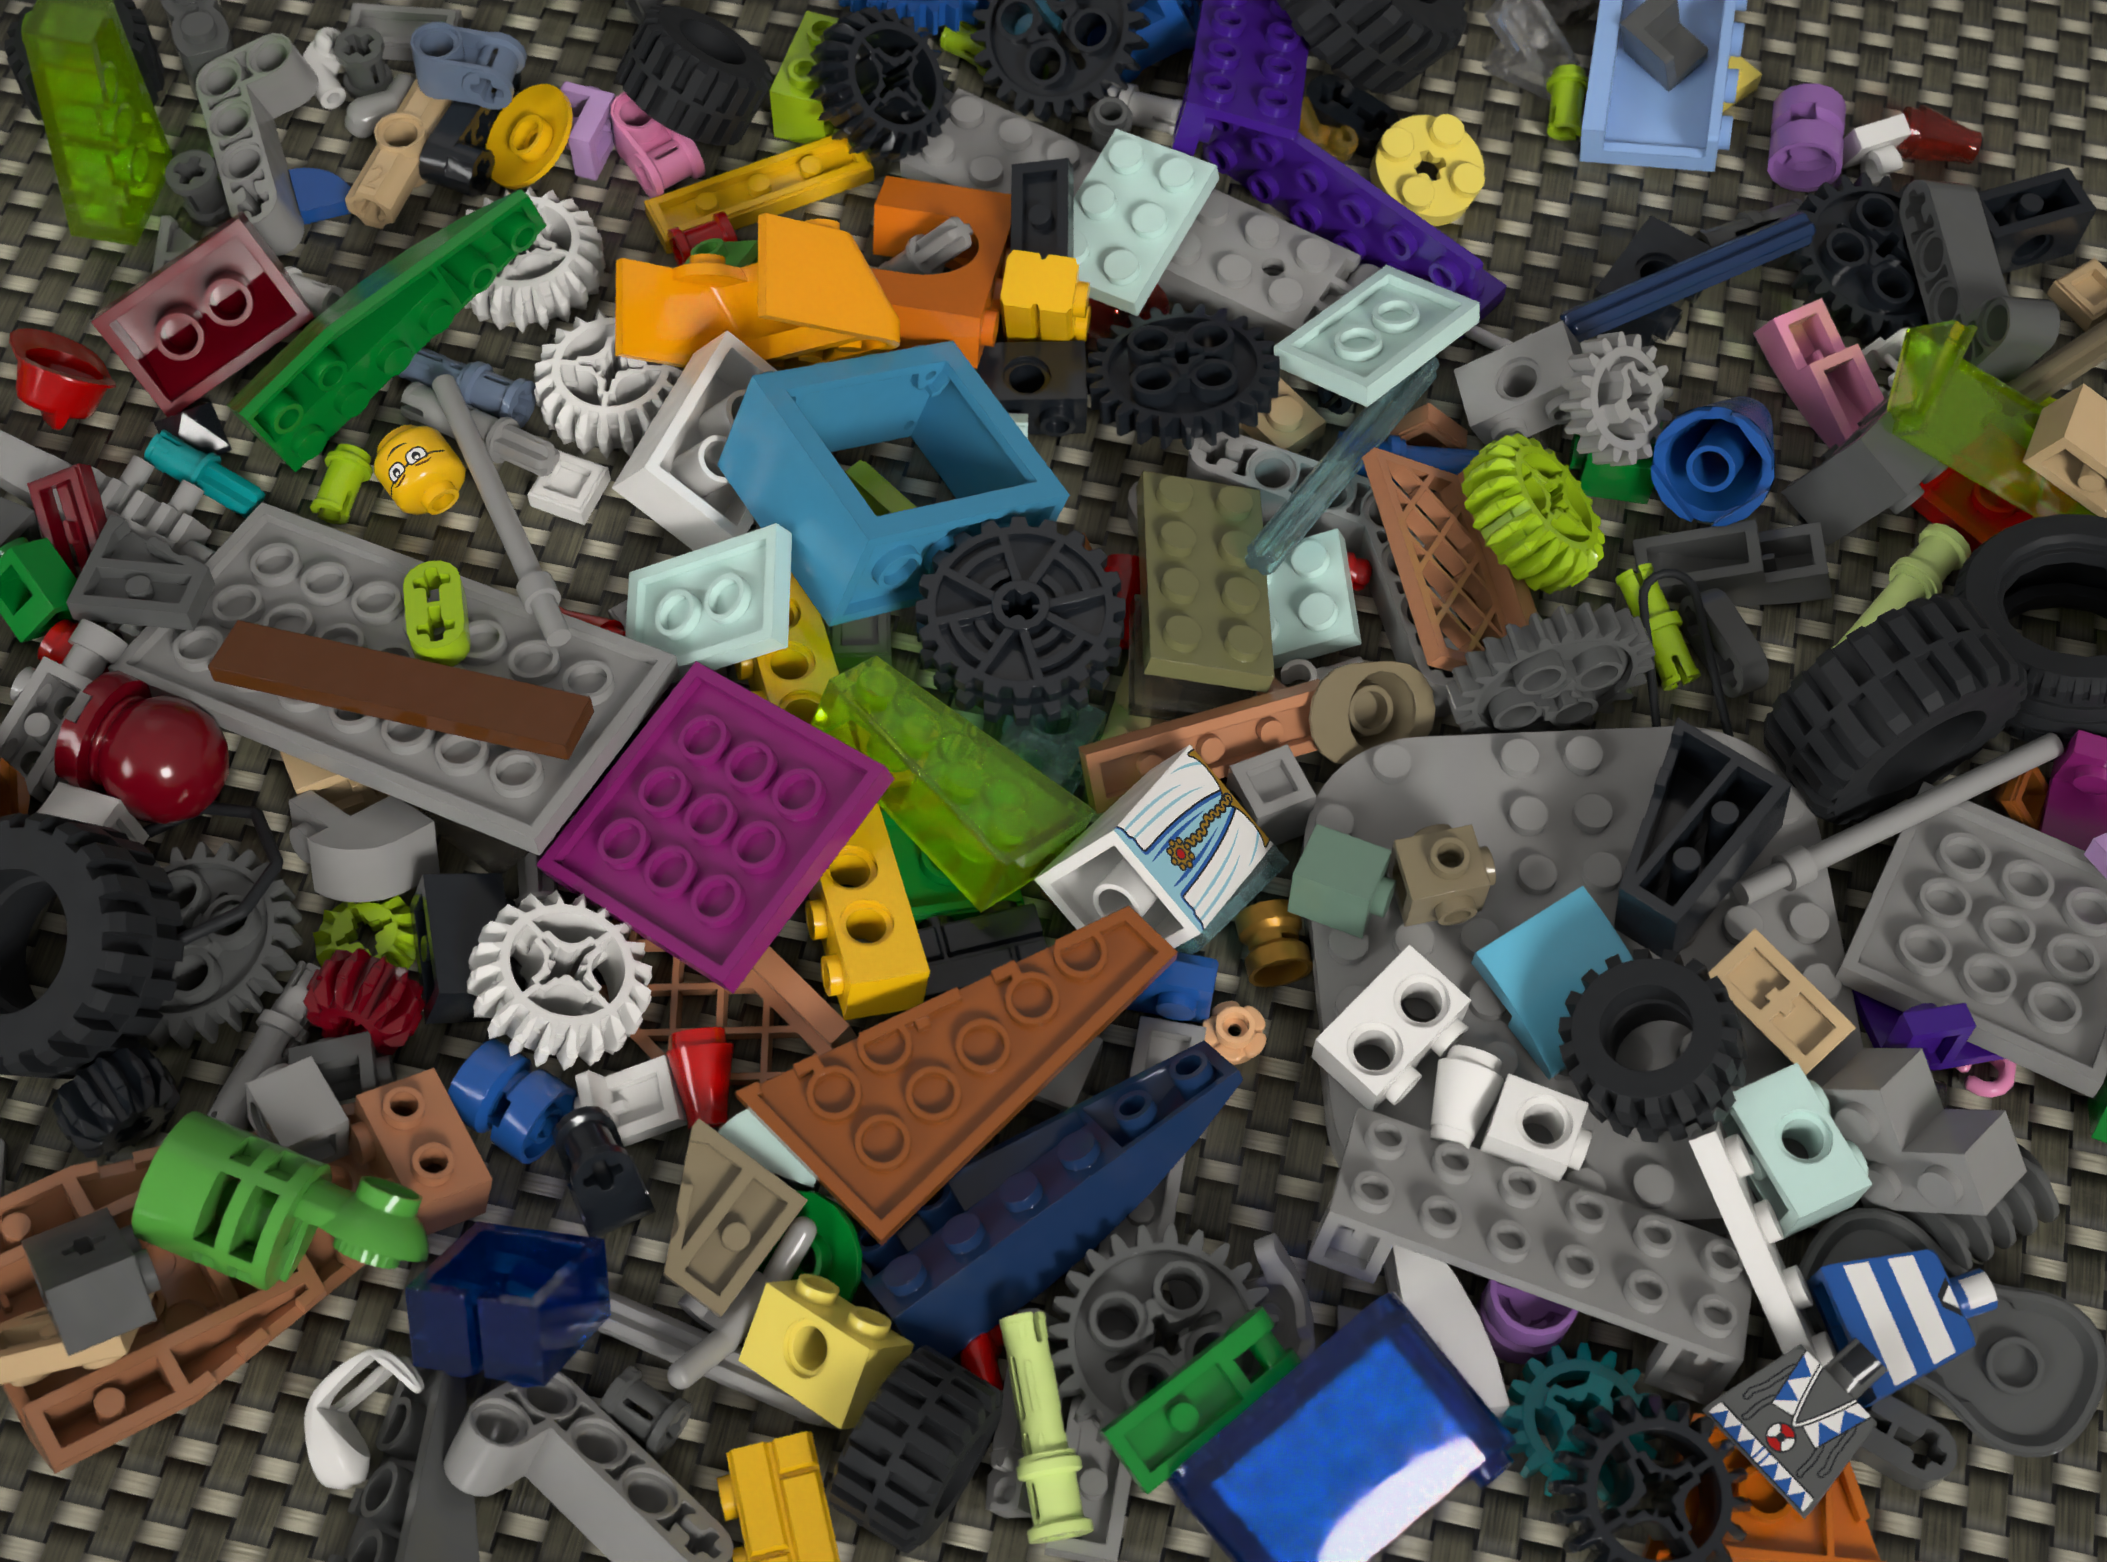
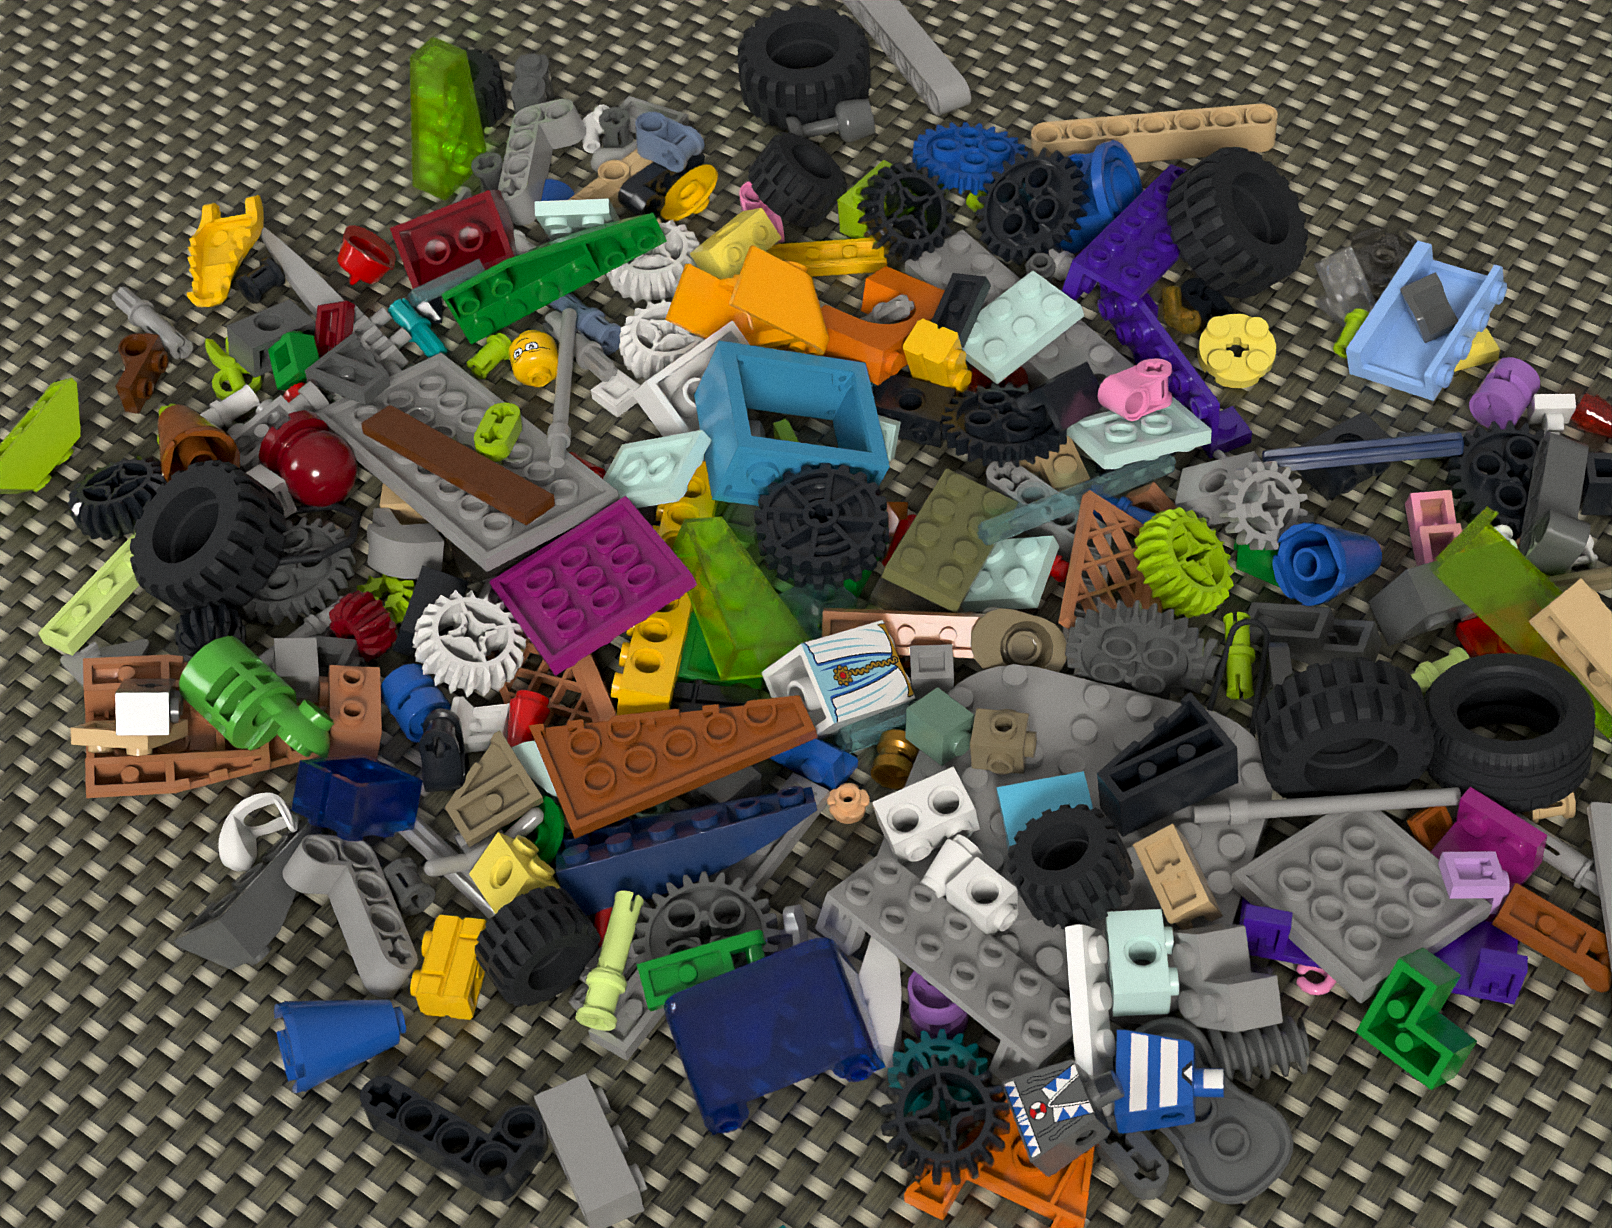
camera: 30 degrees right, 10 degrees down
(223, 388) = (444, 283): none -> clear light blue tile
(374, 233) = (571, 216): none -> light aqua plate
(591, 129) = (725, 201): lavender bracket -> none
(653, 202) = (727, 248): none -> light yellow brick
(1260, 302) = (1066, 396): none -> black panel
(1352, 270) = (1137, 389): none -> bright pink piece

